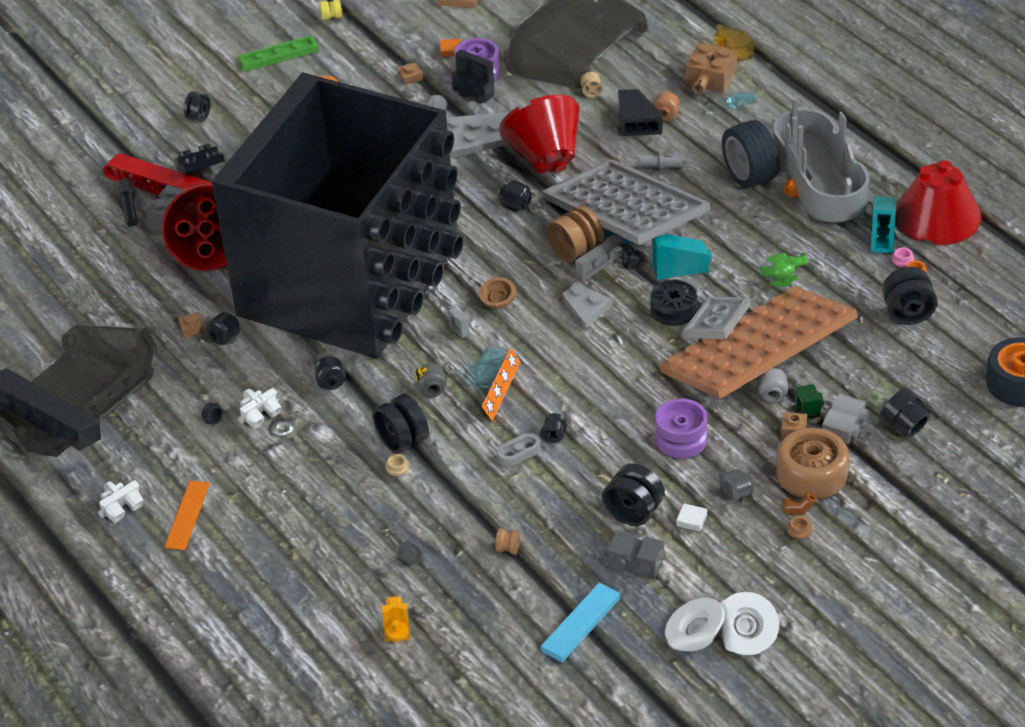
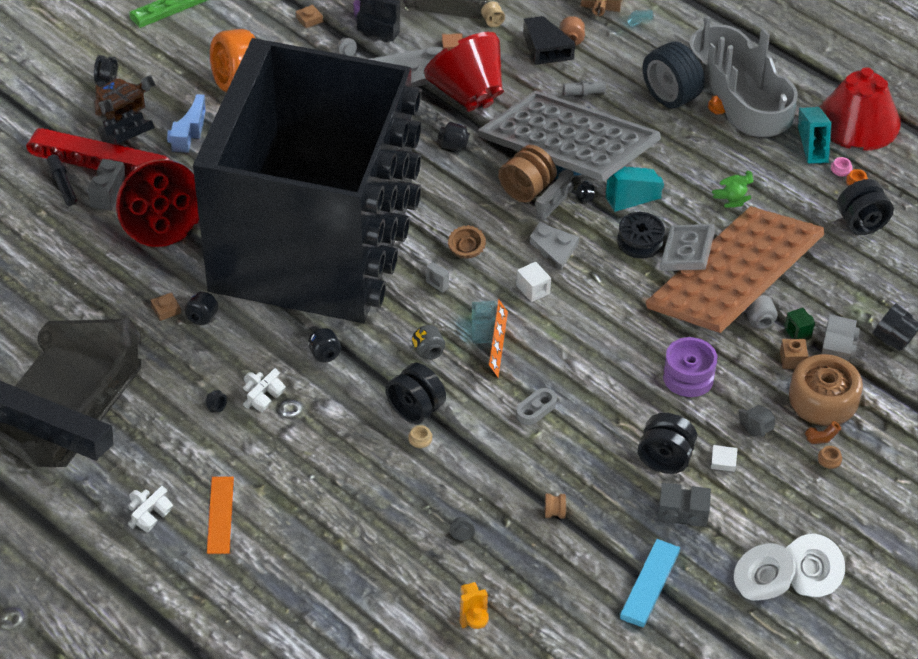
camera: 15 degrees left, 5 degrees up
(203, 131) = (120, 96): none -> torso
(552, 335) = (533, 281): none -> white panel
(554, 428) = (564, 379): black wheel -> none

